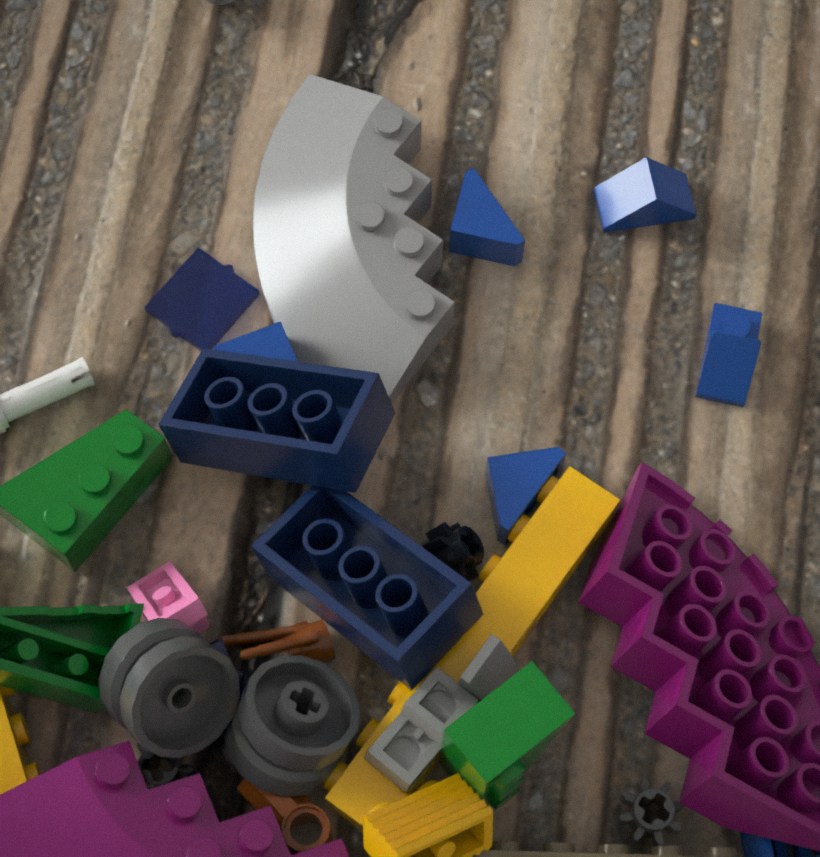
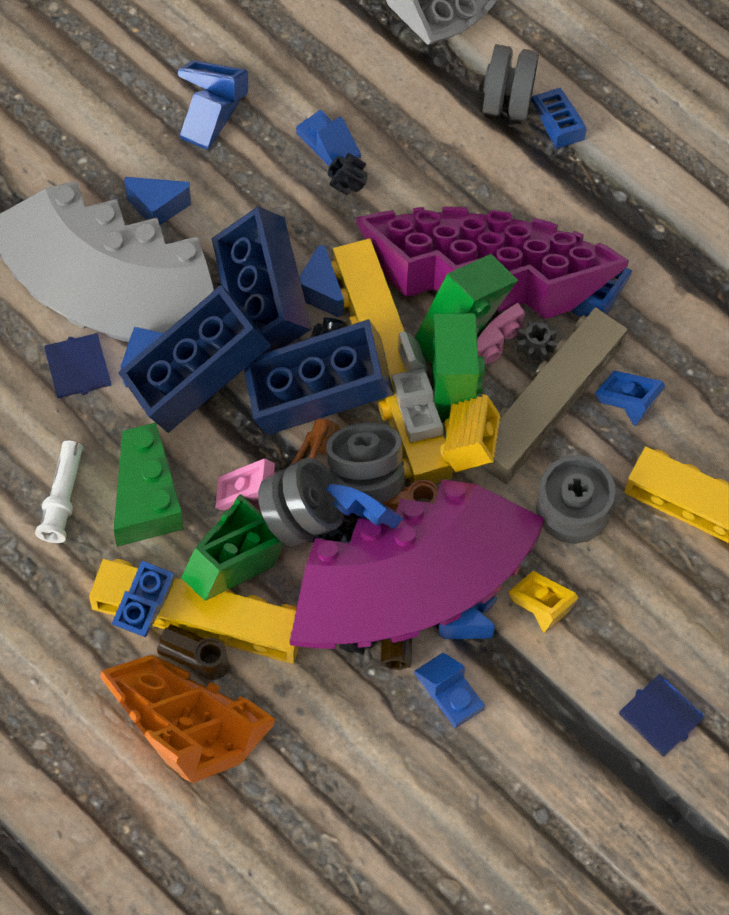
camera: 55 degrees left, 5 degrees down
(211, 785) = (354, 501): none -> blue slope
(456, 417) = (262, 275): none -> dark blue brick
(597, 755) = (503, 326): none -> bright pink slope
(618, 686) = (470, 289): none -> green wedge
(695, 408) = (347, 174): none -> black gear
(700, 171) = (219, 79): none -> blue slope

